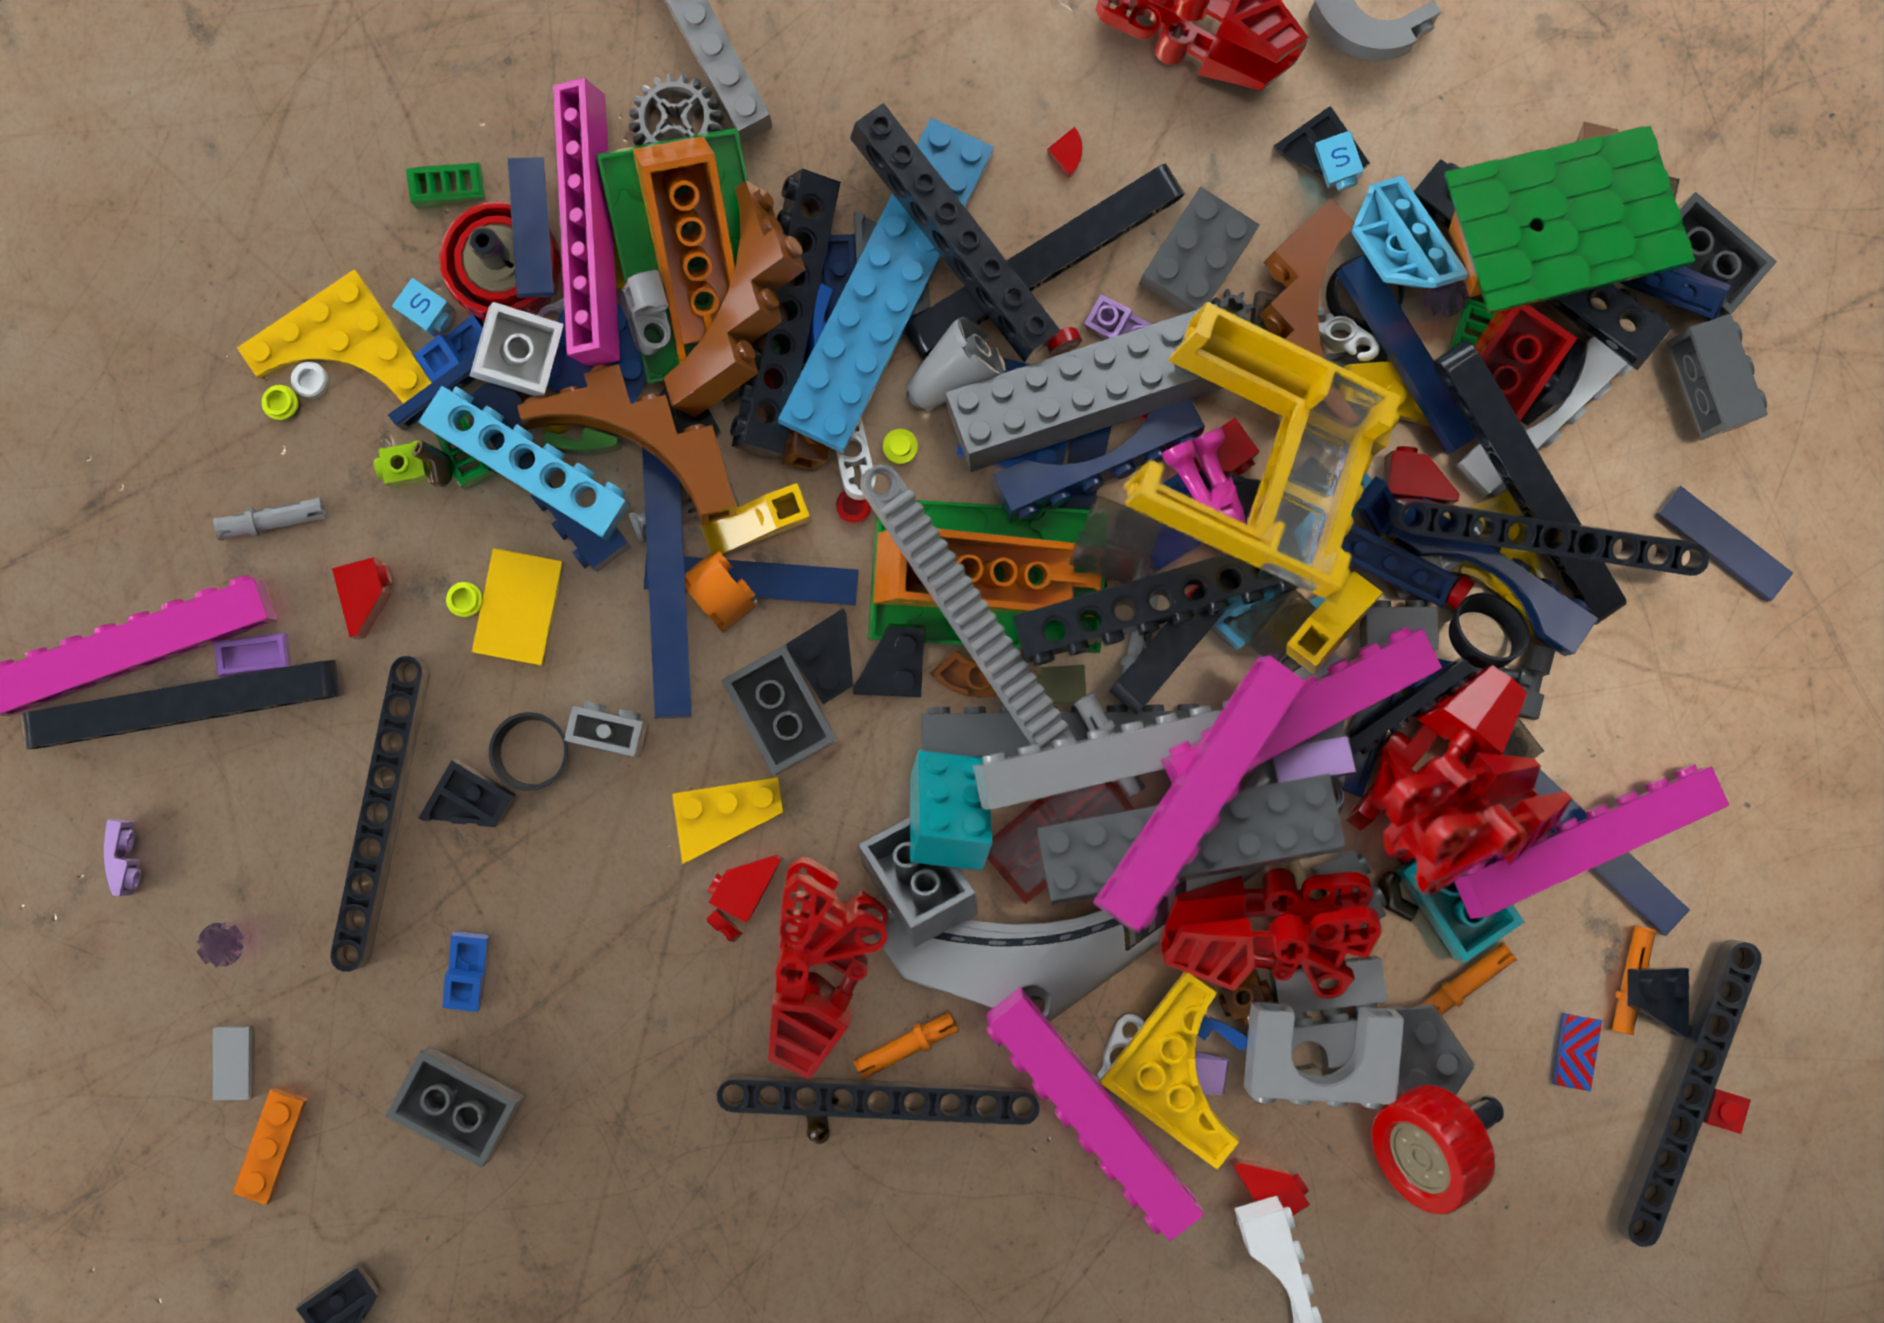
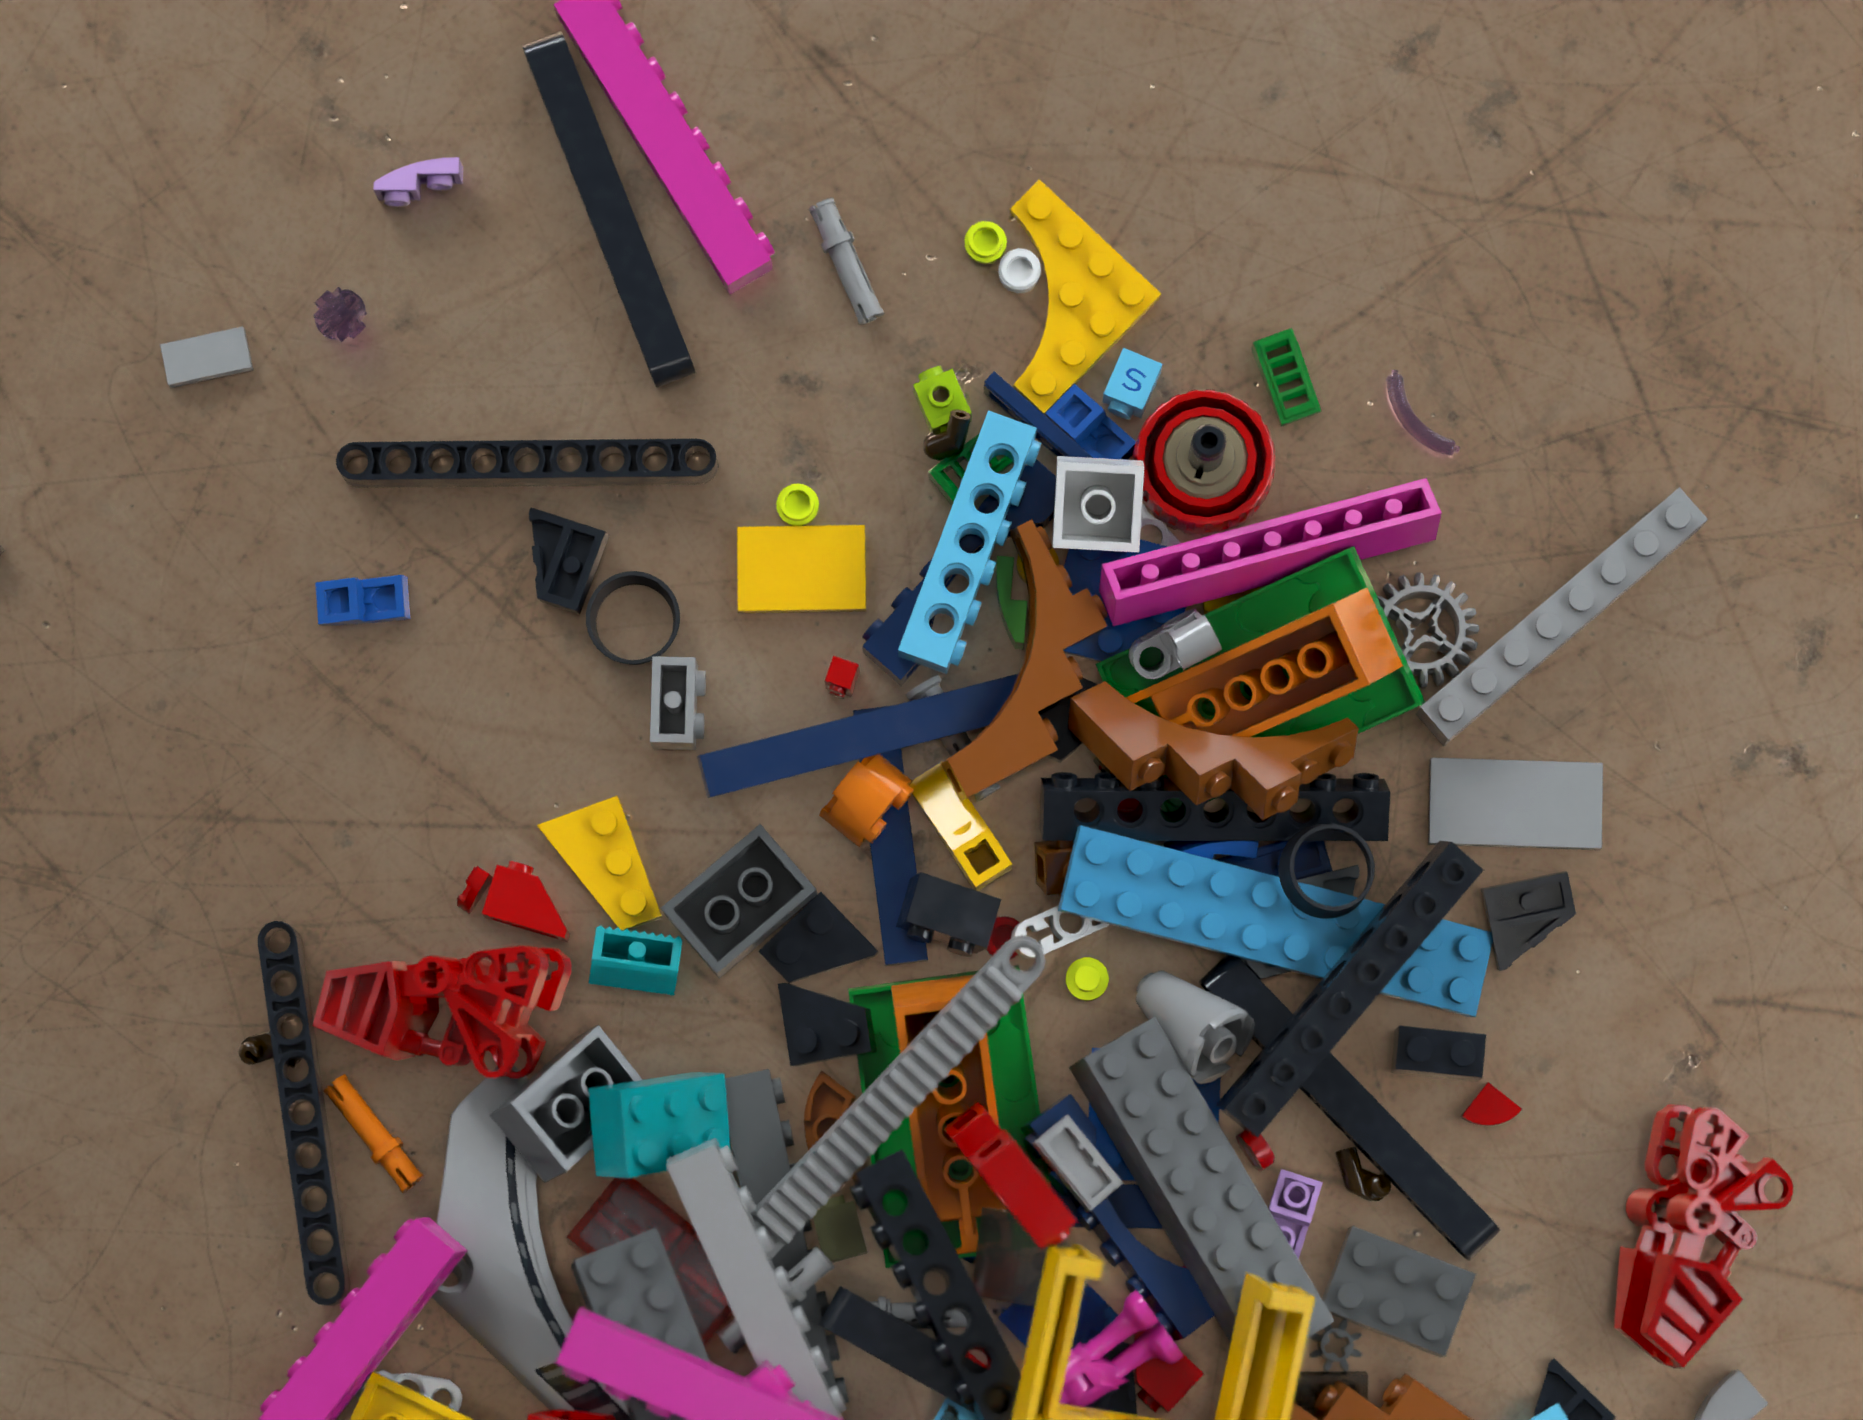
camera: 85 degrees right, 5 degrees down
(252, 654) = (683, 276): medium lavender tile -> none
(269, 1146) = (118, 420): orange plate -> none
(362, 593) = (779, 387): red slope -> none
(455, 1106) = (205, 622): dark grey brick -> none
(505, 93) = (1411, 422): none -> clear purple piece
(530, 227) = (1247, 489): dark blue tile -> none
(614, 591) = (841, 677): none -> red piece
(811, 804) = (635, 960): none -> teal brick
(825, 544) = (948, 914): none -> black brick
(830, 79) = (1515, 803): none -> light grey tile
(855, 262) = (1294, 892): none -> black tyre
(919, 89) = (1525, 913): none -> black wing
(1017, 180) = (1438, 1053): none -> black brick
(1051, 478) = (1077, 1163): none -> light grey plate
(1058, 527) = (1011, 1176): none -> red arch
(1105, 264) = (1359, 1180): none -> dark brown arm

